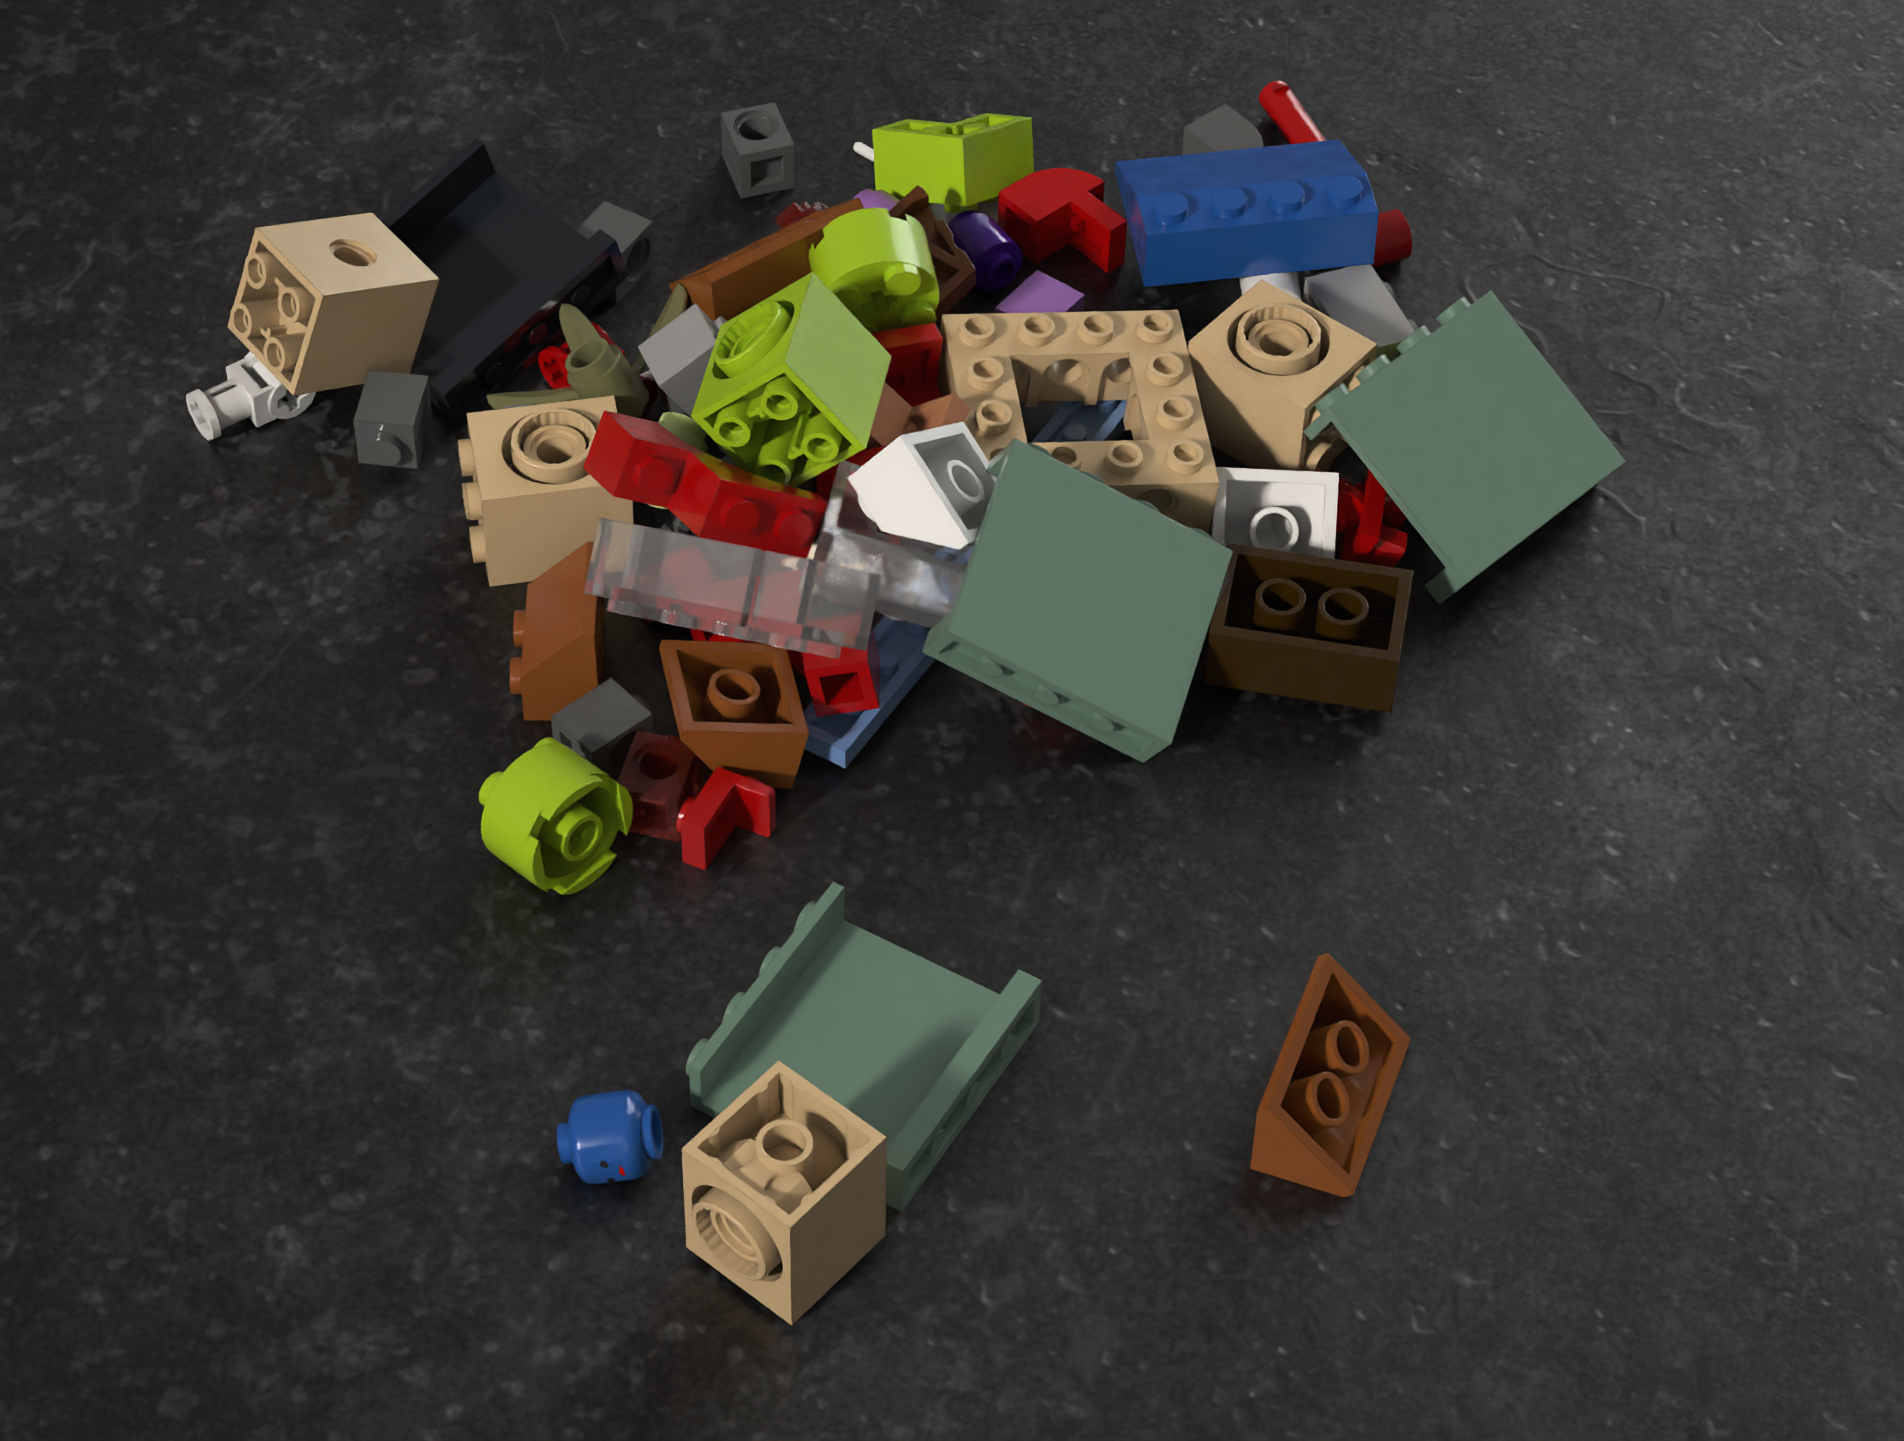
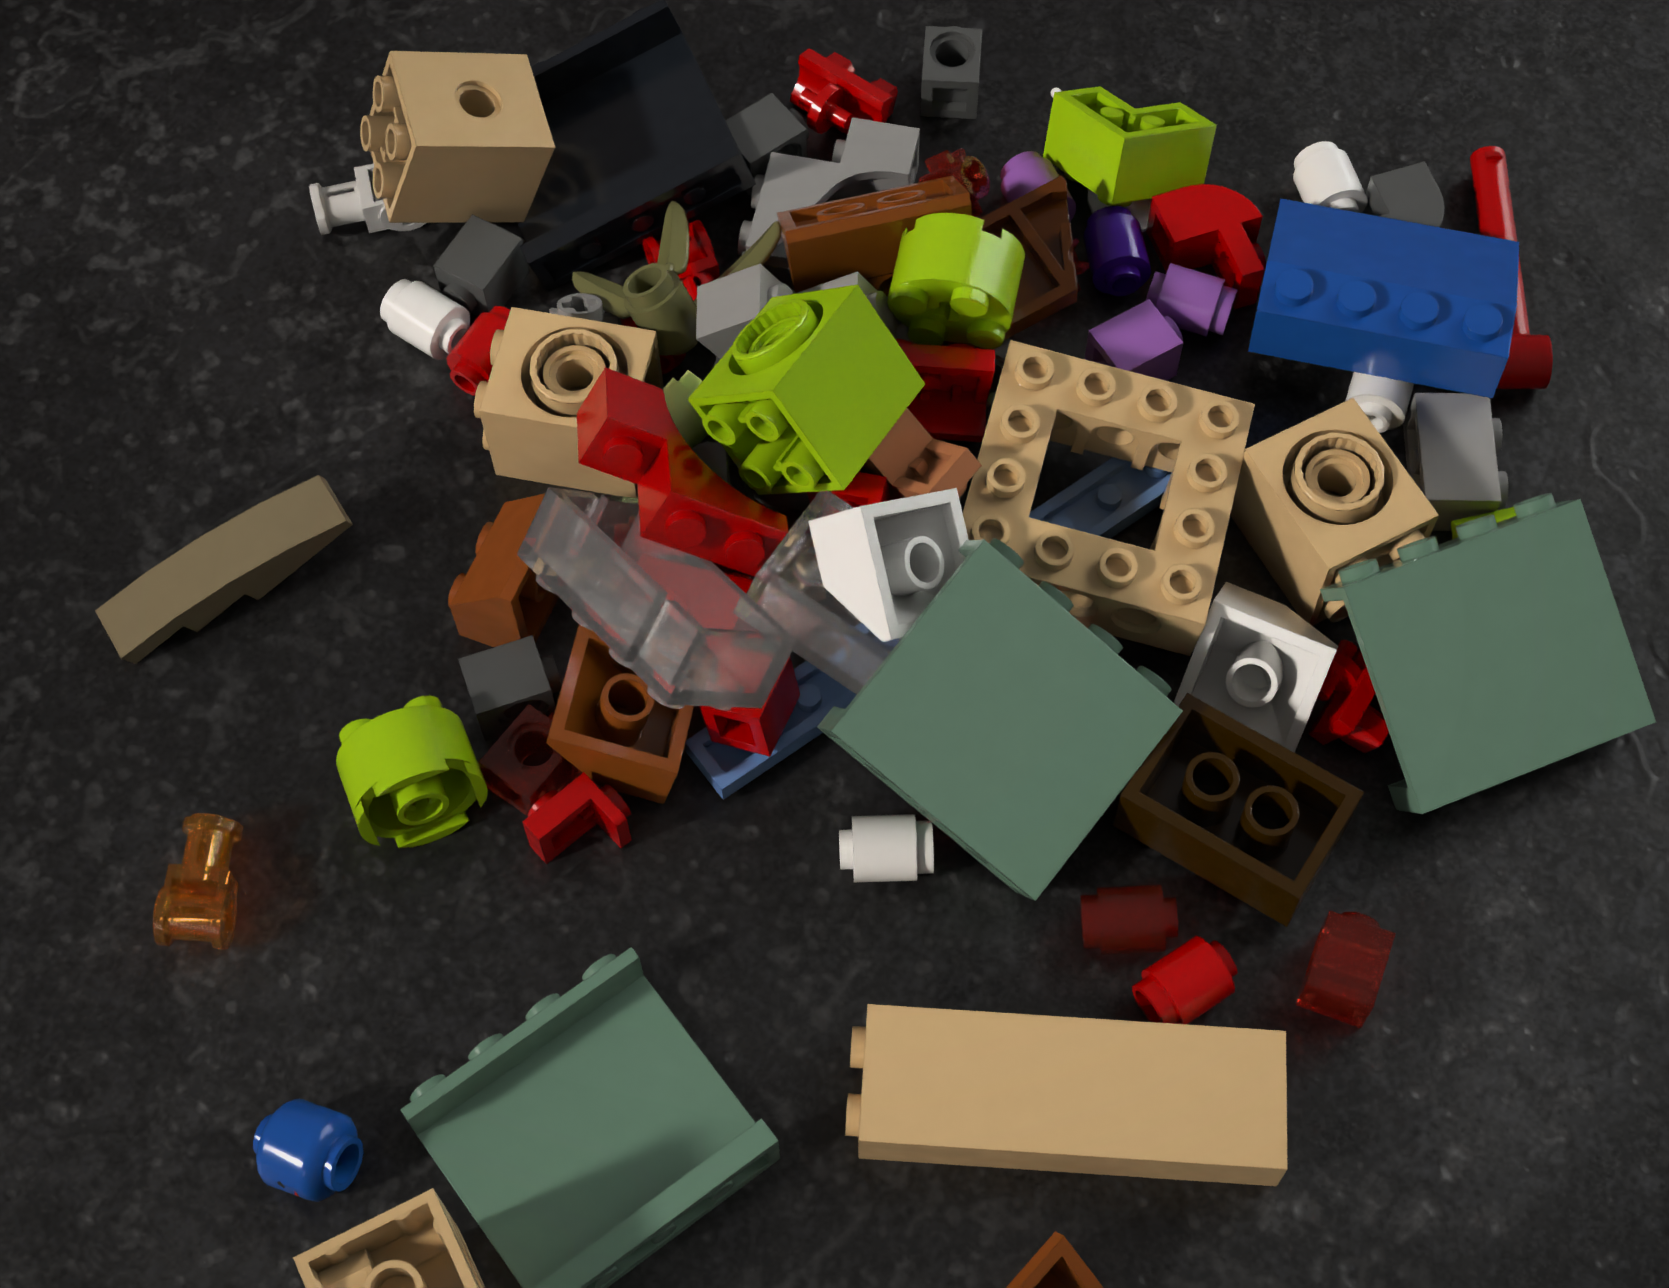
camera: 25 degrees right, 15 degrees up
(271, 721) = (222, 565): none -> dark tan slope
(360, 473) = (424, 317): none -> white brick
(393, 972) = (200, 892): none -> clear orange connector
(434, 484) = (471, 355): none -> red brick
(667, 195) = (836, 94): none -> red hips
(715, 231) = (868, 161): none -> light grey arch
(1017, 752) = (887, 848): none -> white brick
(1074, 263) = (1192, 299): none -> medium lavender brick
(1141, 138) = (1328, 178): none -> white brick
(1254, 742) = (1128, 919): none -> clear red brick
(1270, 882) = (1070, 1095): none -> tan brick
(1328, 773) = (1186, 982): none -> red brick
(1457, 720) = (1346, 967): none -> clear red brick

